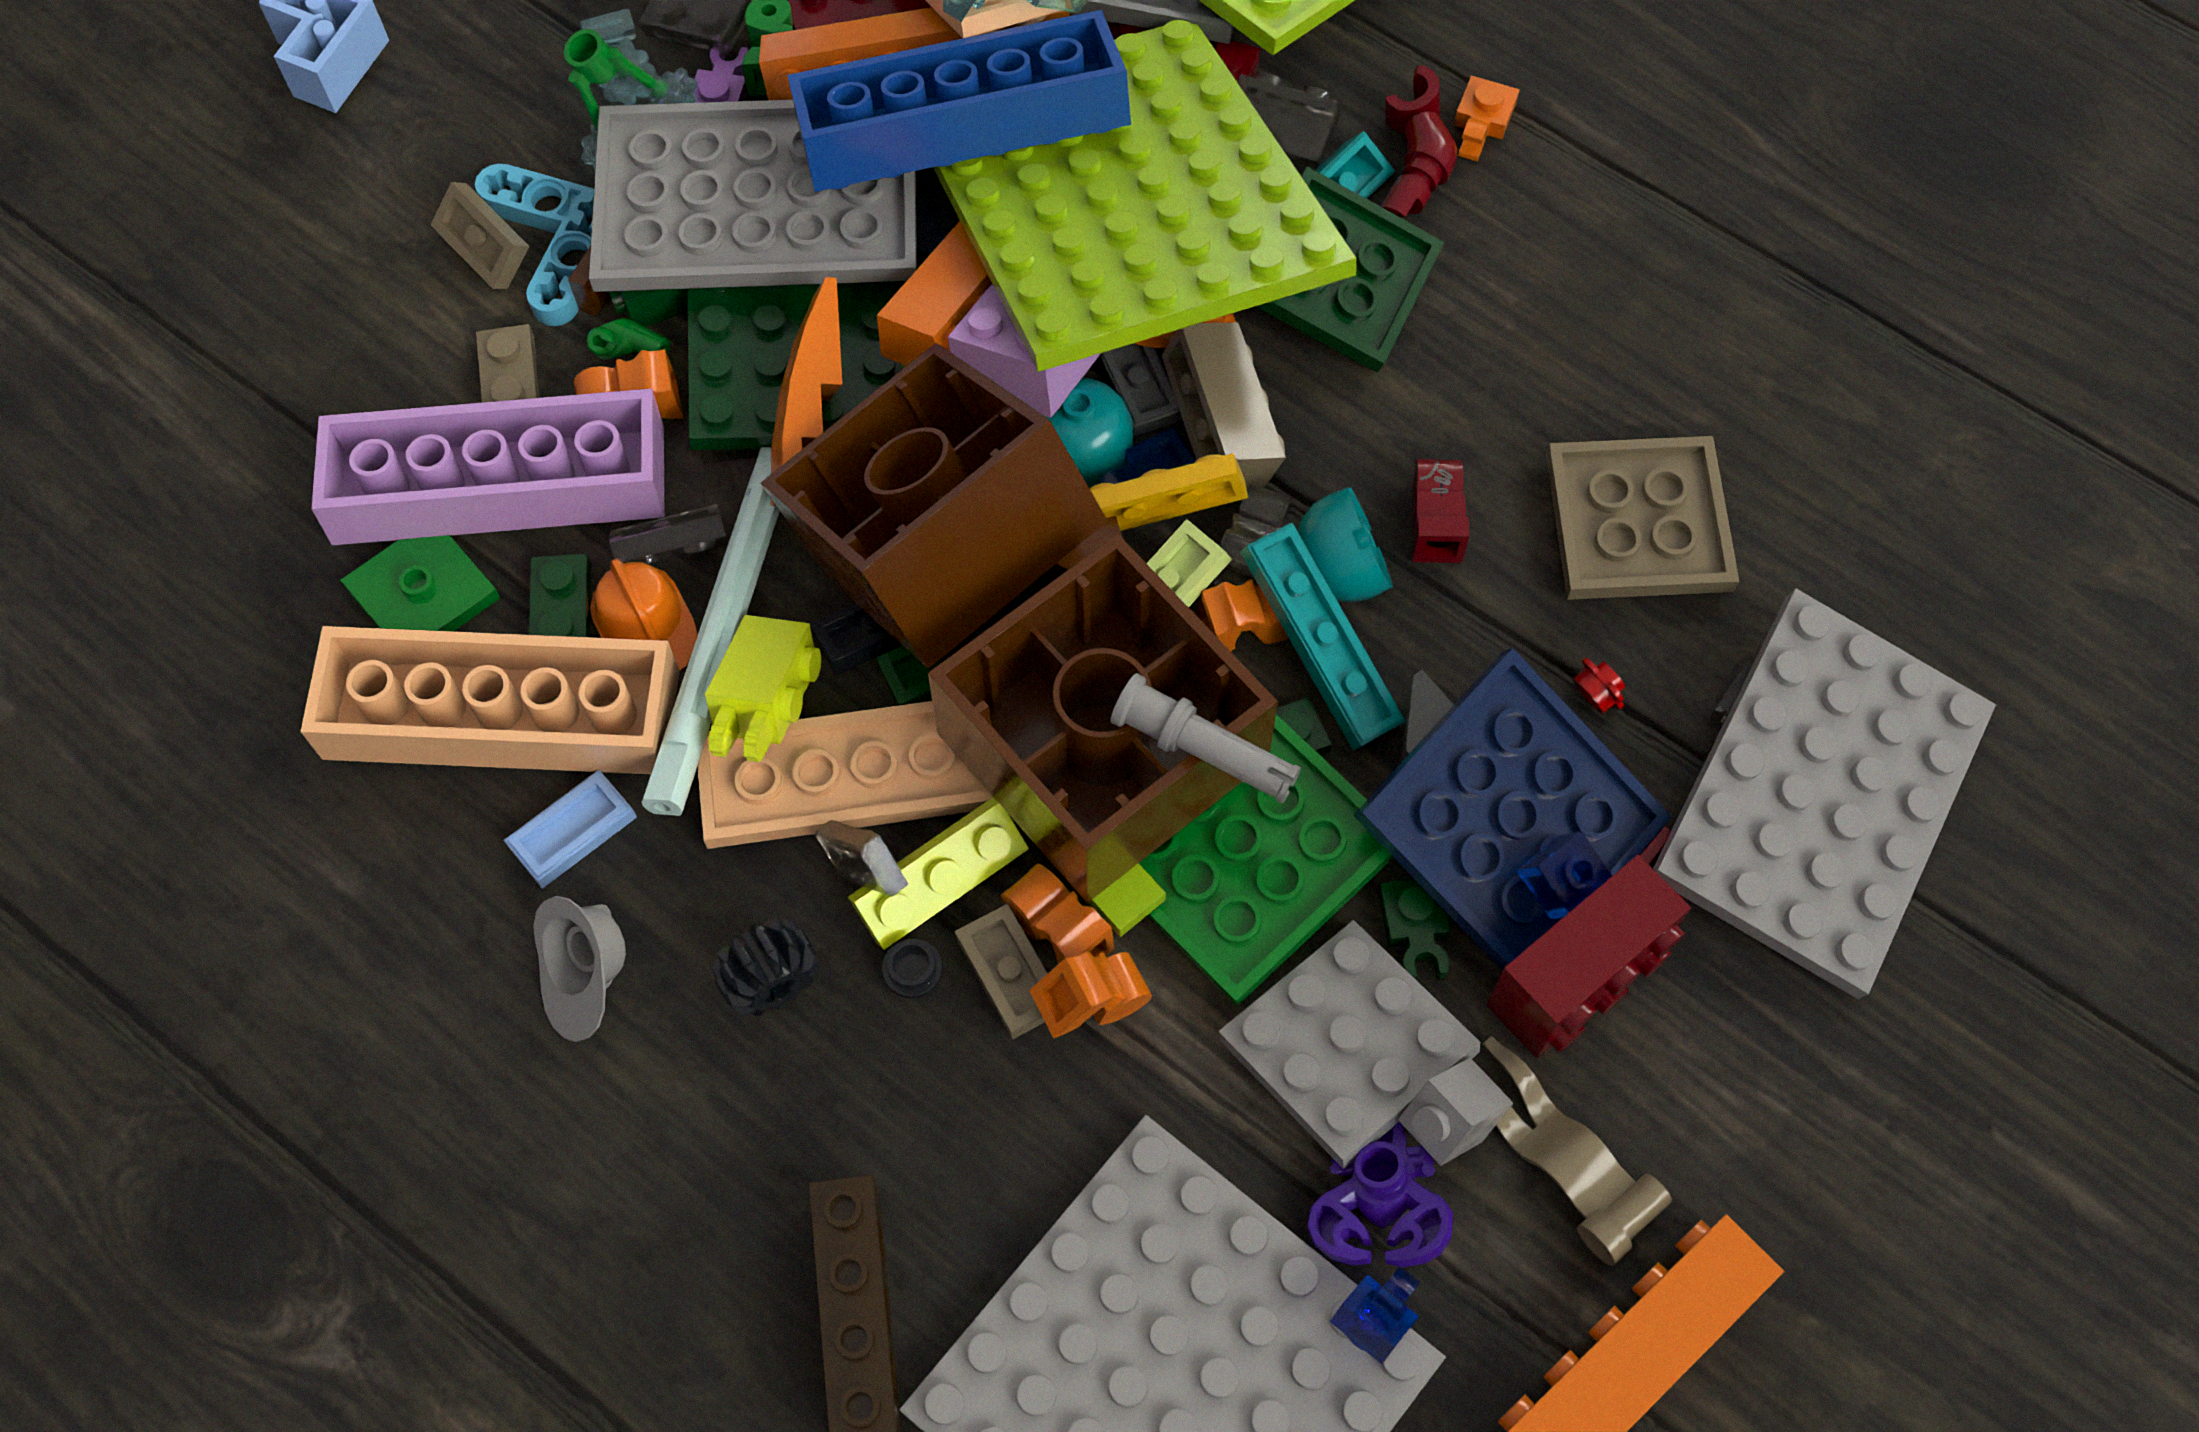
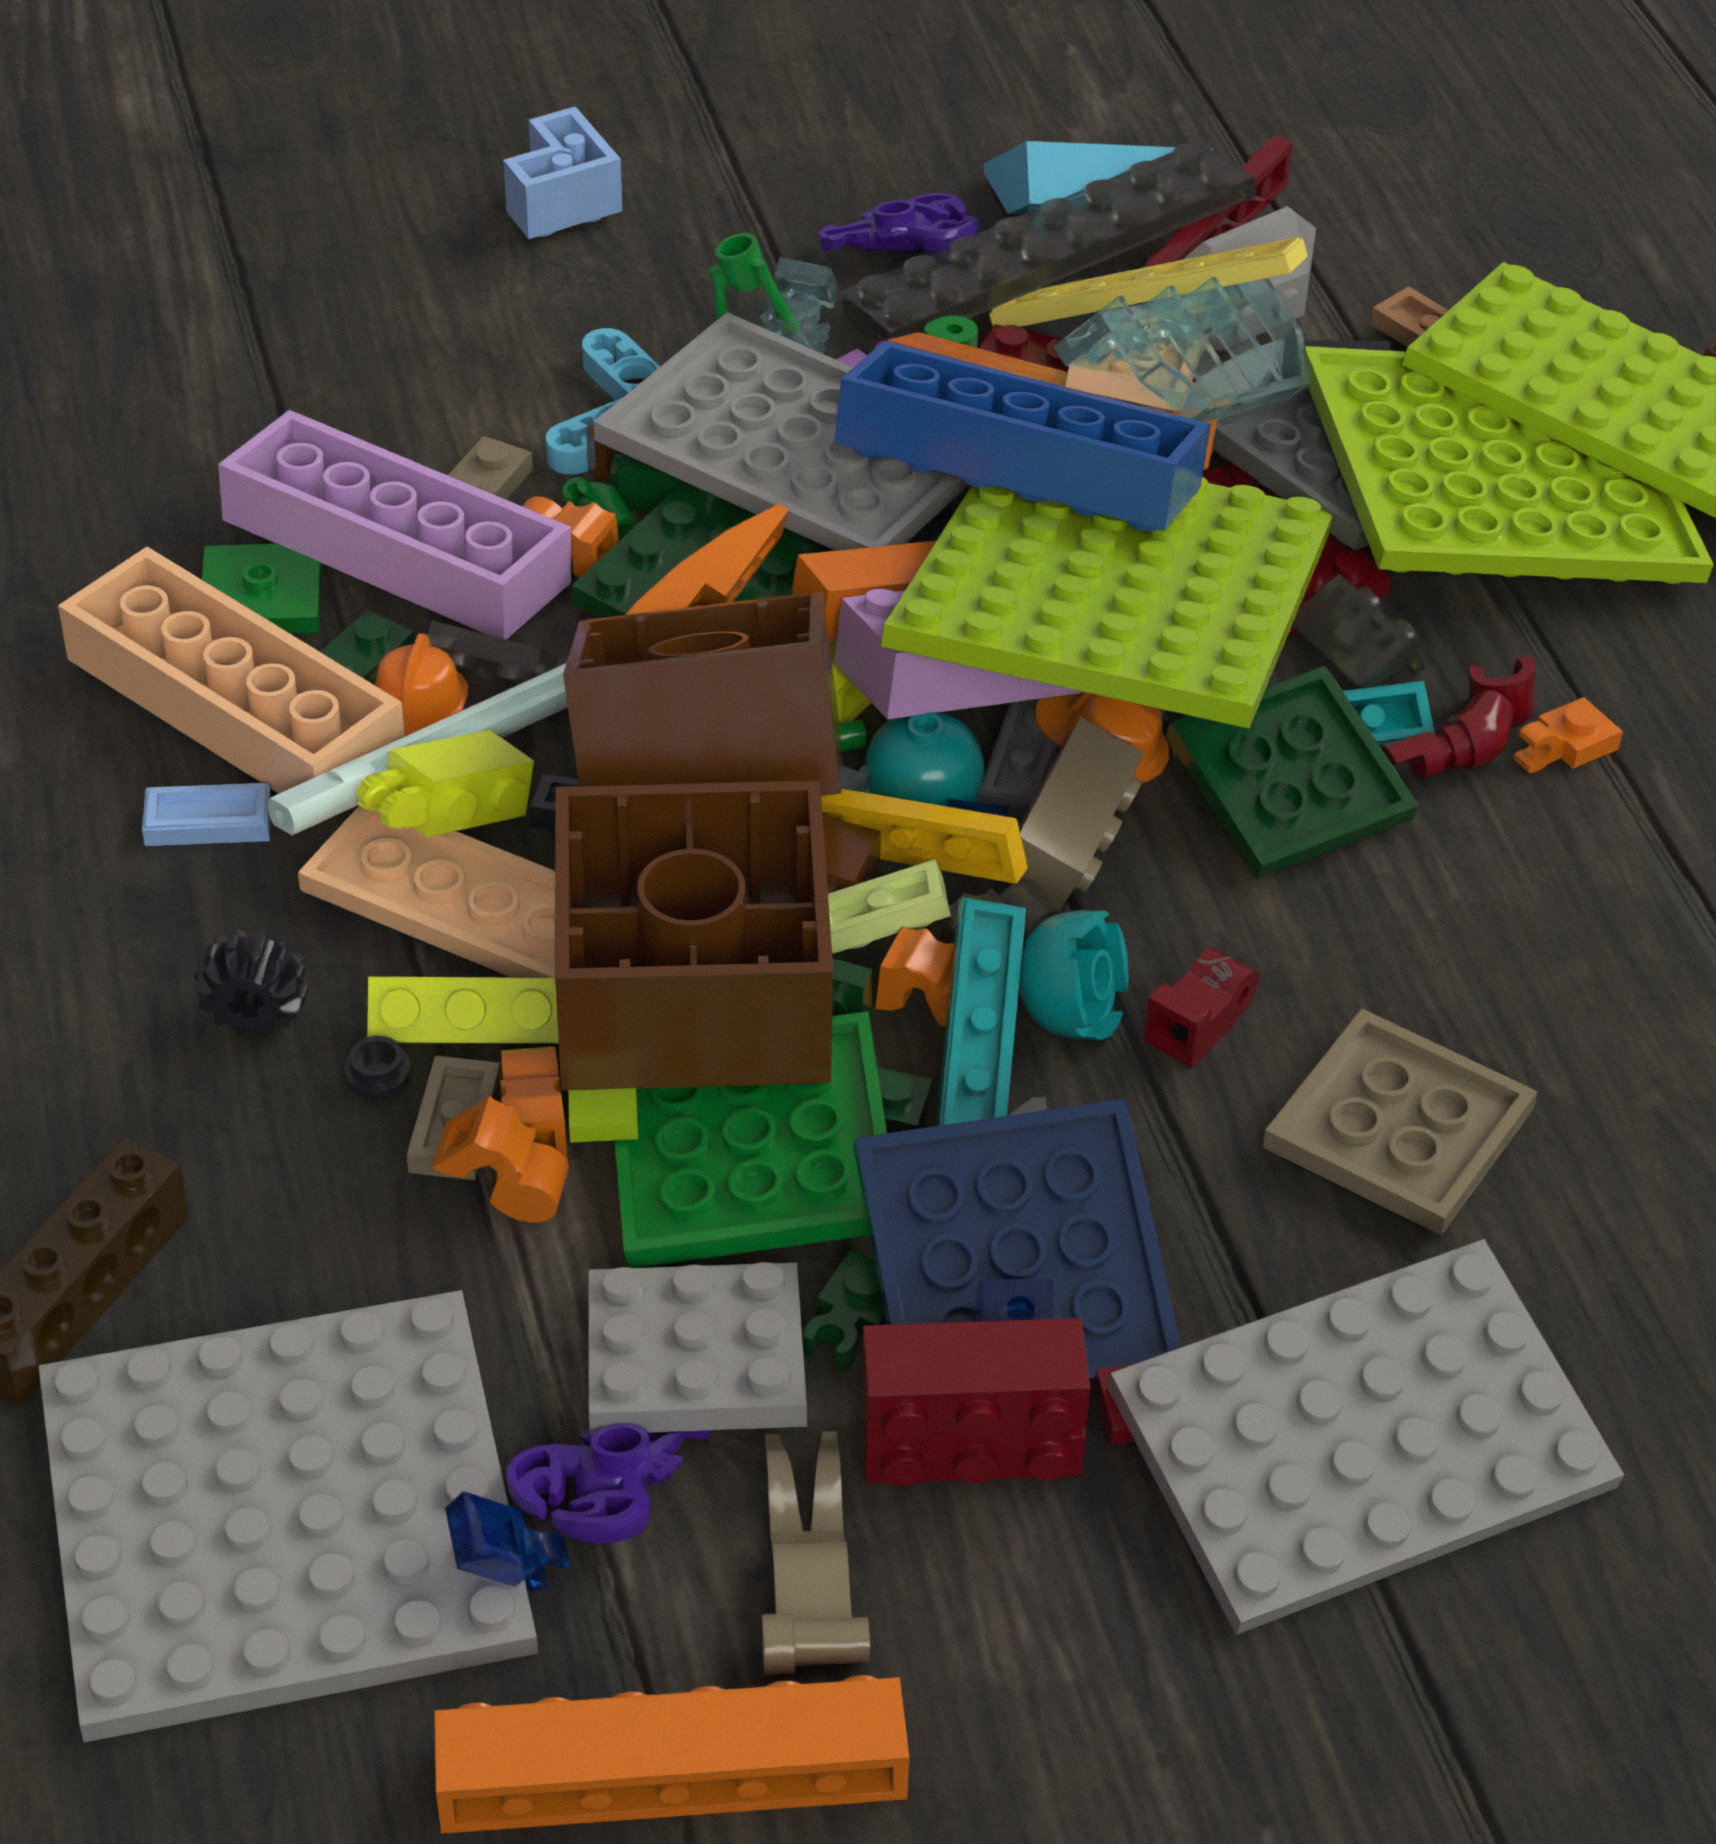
camera: 35 degrees right, 20 degrees down
(479, 235) = (553, 372): dark tan plate -> none
(578, 960) = (121, 897): light grey piece -> none
(861, 857) = (407, 943): clear smoke plate -> none
(1178, 726) = (721, 930): light grey pin -> none
(1455, 1111) = (729, 1443): light grey brick -> none
(1600, 686) = (1219, 1223): red plate -> none

